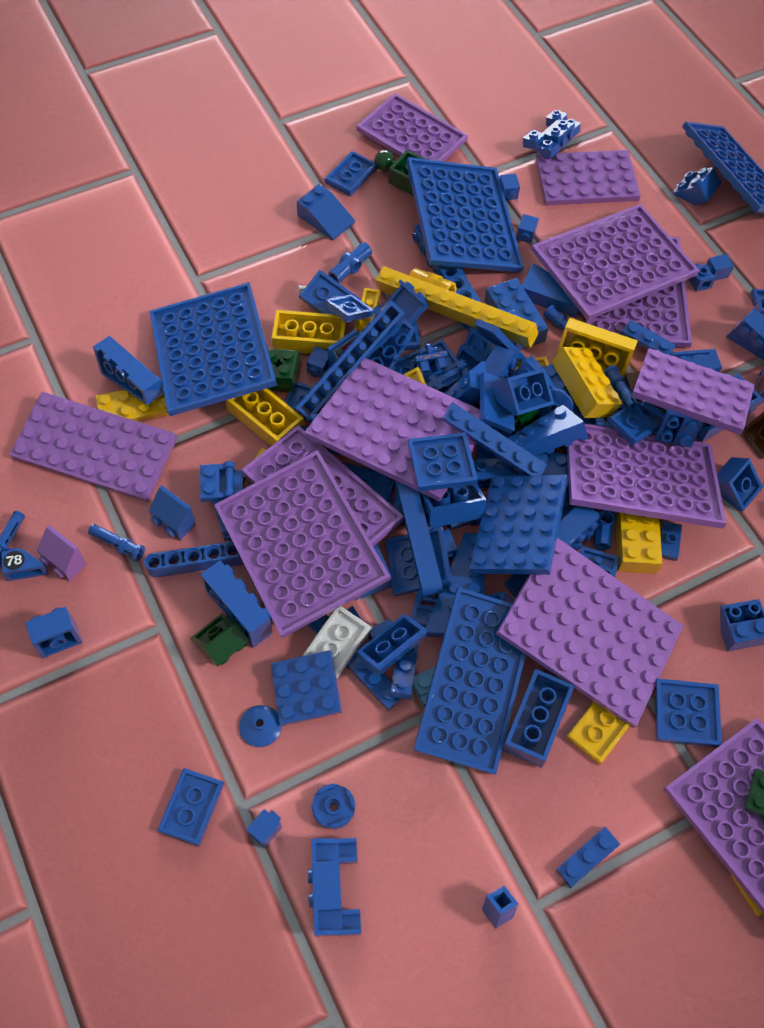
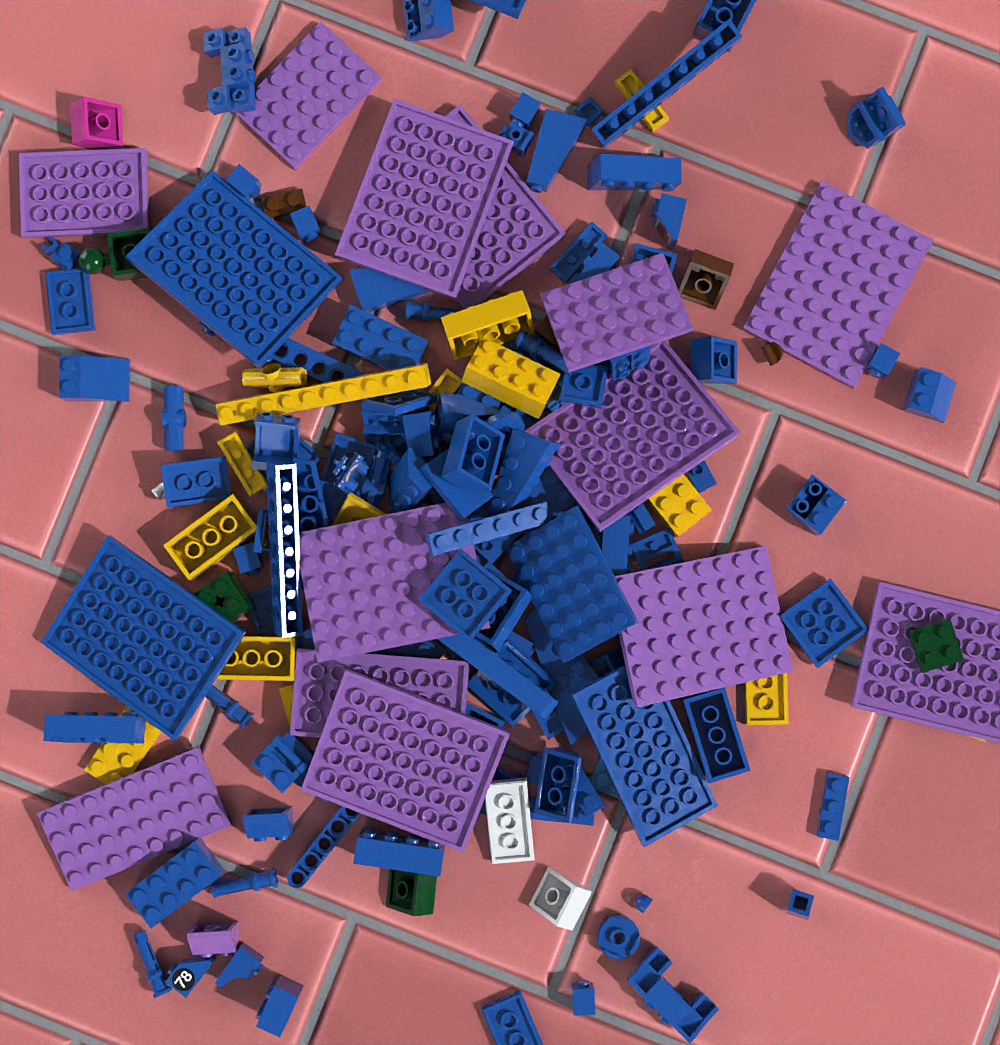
camera: 40 degrees left, 25 degrees up
(60, 587) = (243, 964): none -> blue arch
(75, 501) = (175, 882): none -> blue brick
(220, 433) = (231, 708): none -> blue pin
(262, 735) = (510, 914): blue dish -> none
(306, 688) = (517, 868): blue plate -> none
(317, 740) = (560, 899): none -> white slope
(349, 308) = (229, 486): blue plate -> none
(368, 148) = (62, 254): none -> blue plate
(375, 798) = (642, 902): none -> blue hinge
(452, 108) = (96, 123): none -> dark pink slope
(517, 210) = (283, 203): none -> reddish brown plate
(647, 338) = (525, 268): blue plate -> none
(722, 296) = (555, 142): none -> blue slope

